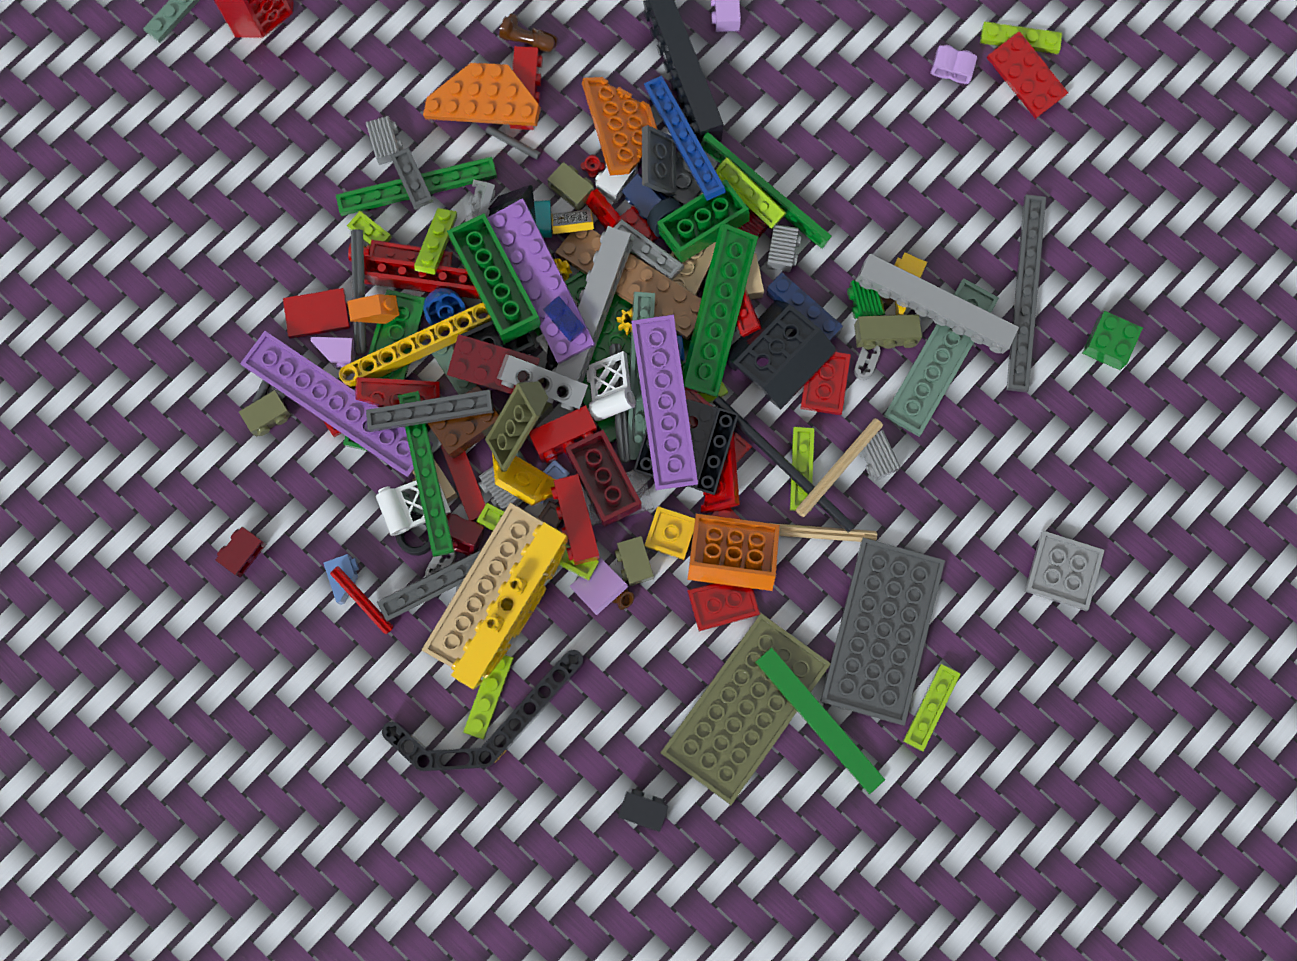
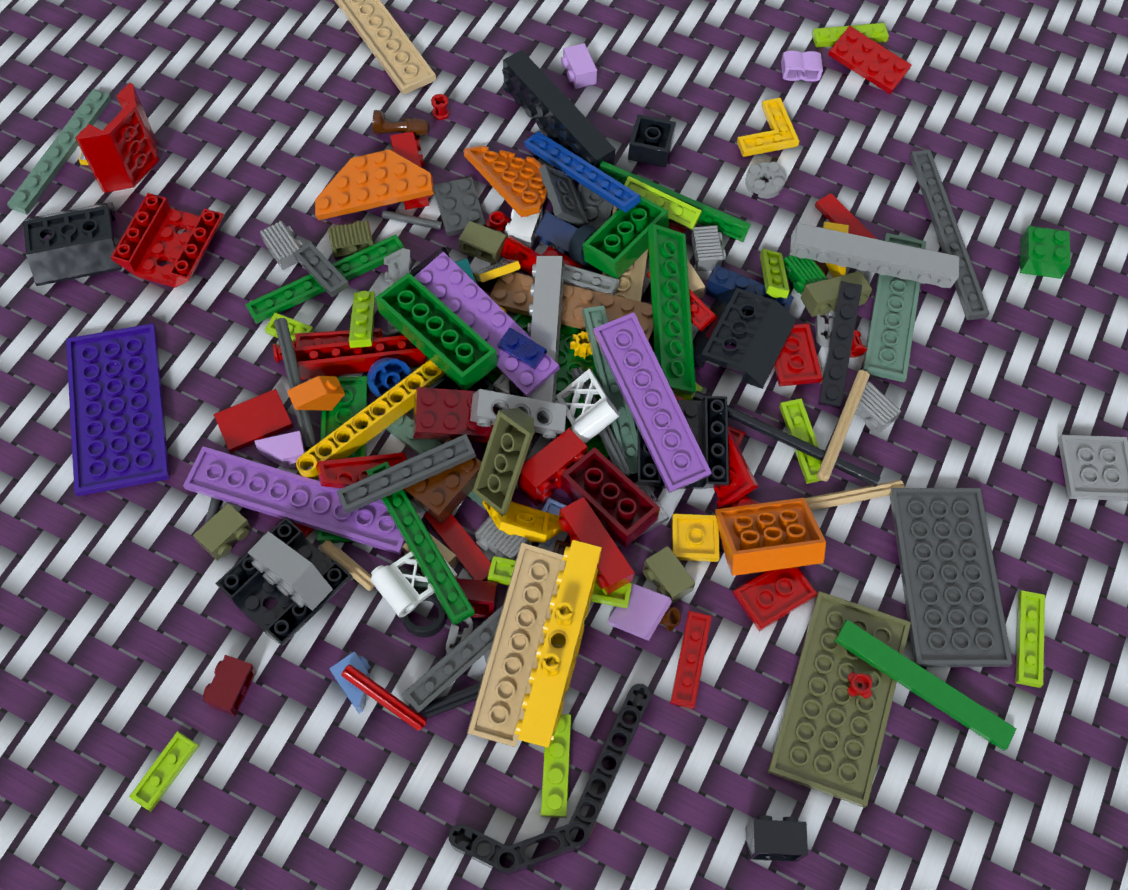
camera: 20 degrees left, 15 degrees down
(173, 607) = (164, 771): none -> lime tile
(190, 97) = (70, 249): none -> black slope
(200, 269) = (116, 410): none -> dark purple plate
(269, 103) = (154, 239): none -> red slope
(300, 462) = (251, 591): none -> black slope
(307, 472) = (290, 571): none -> light grey brick
(363, 470) = (348, 564): none -> tan axle
(418, 617) = (451, 701): none -> black axle
(448, 149) = (350, 238): none -> olive brick
(561, 138) = (458, 205): none -> dark grey plate
(574, 22) = (440, 106): none -> red bush
(630, 639) = (691, 660): none -> red tile
(760, 699) = (864, 680): none -> red plate
(768, 116) = (651, 140): none -> black brick
(833, 296) = (774, 274): none -> lime plate
(866, 175) = (769, 171): none -> light grey plate
(870, 384) = (840, 344): none -> black plate
(886, 386) = (857, 348): none -> red bush
(899, 144) = (781, 134): none -> yellow plate
(929, 251) = (839, 214): none -> red tile

